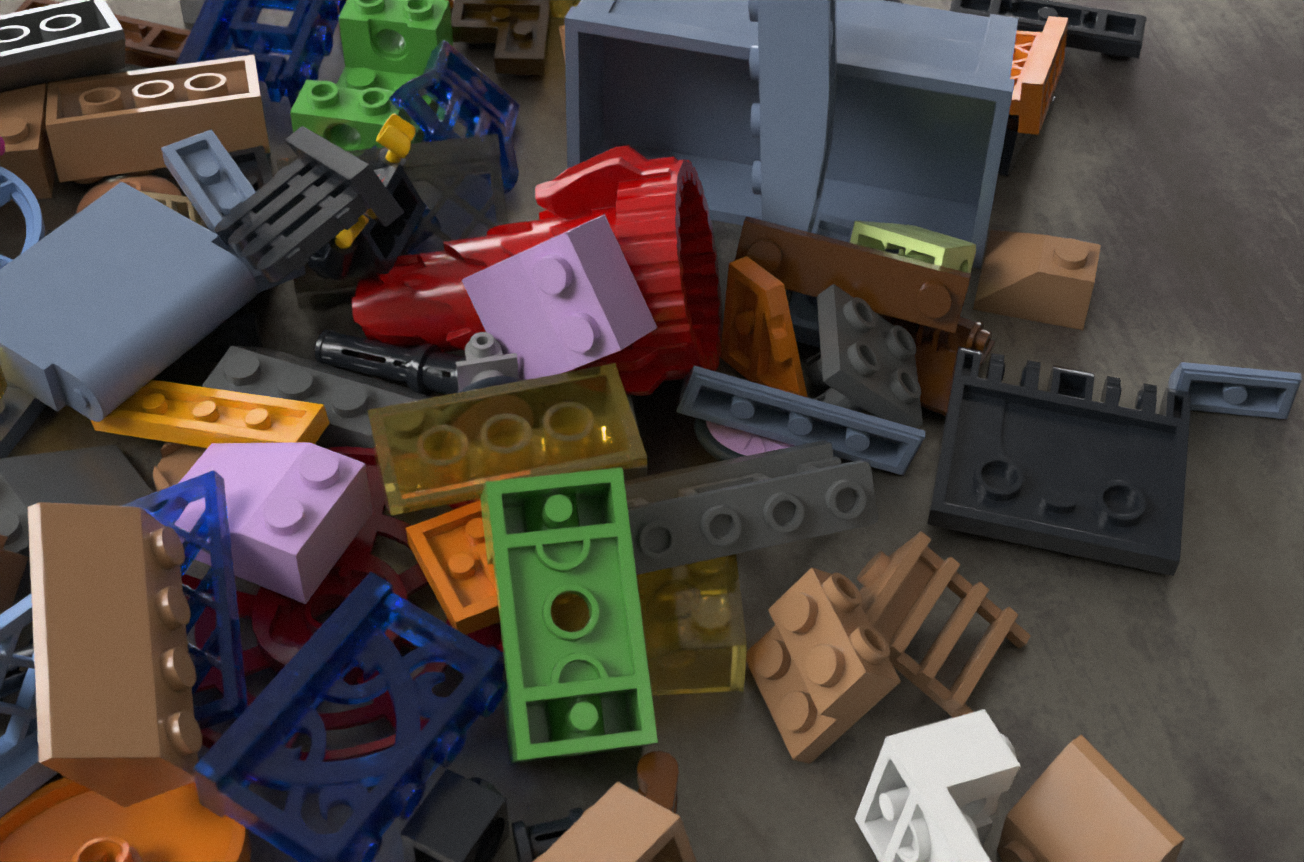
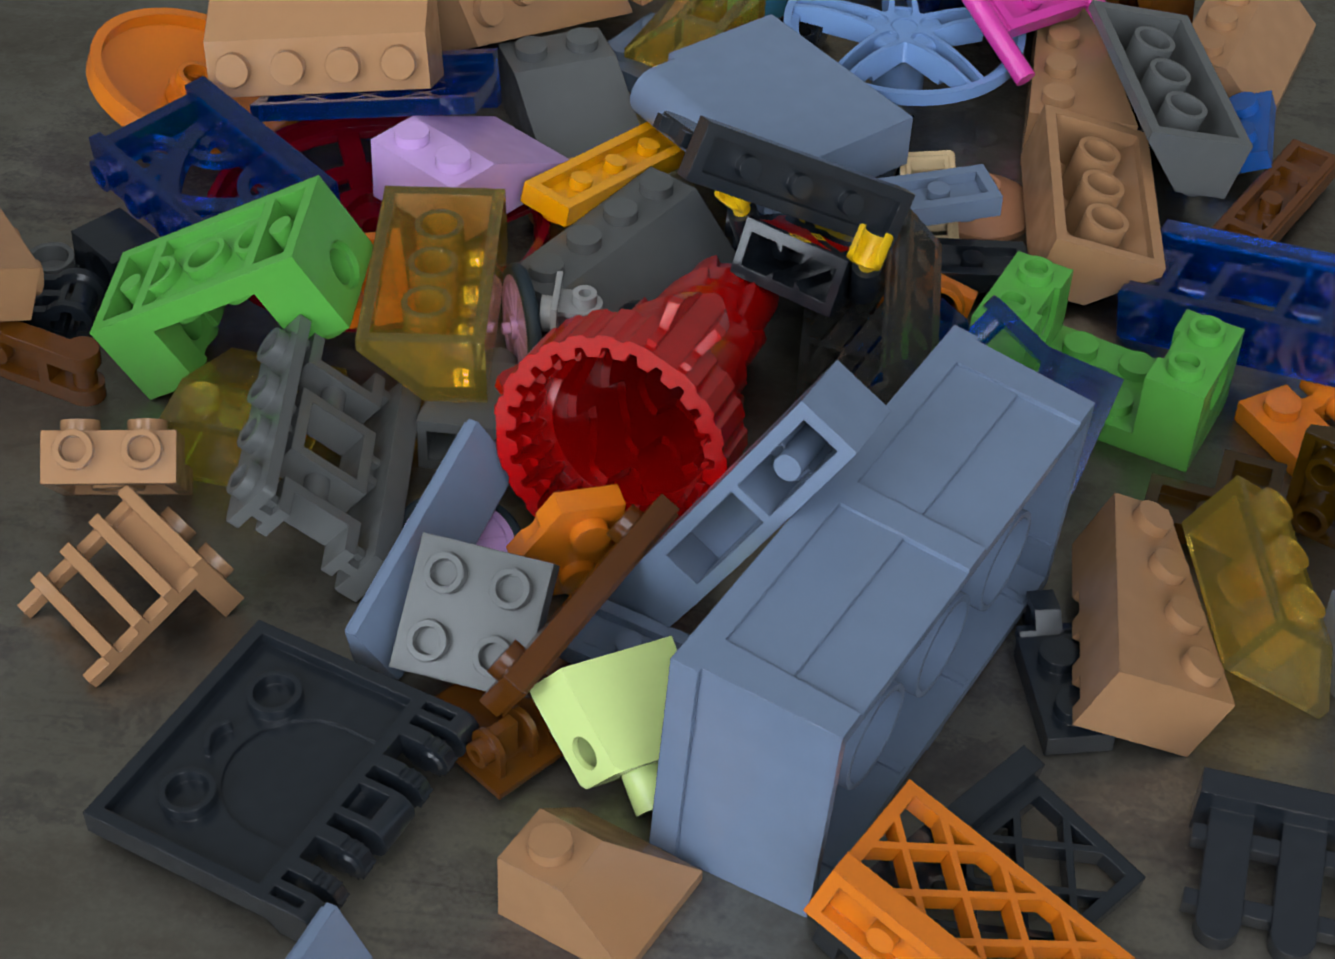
camera: 105 degrees right, 5 degrees down
(562, 301) = (542, 279): lavender slope -> none

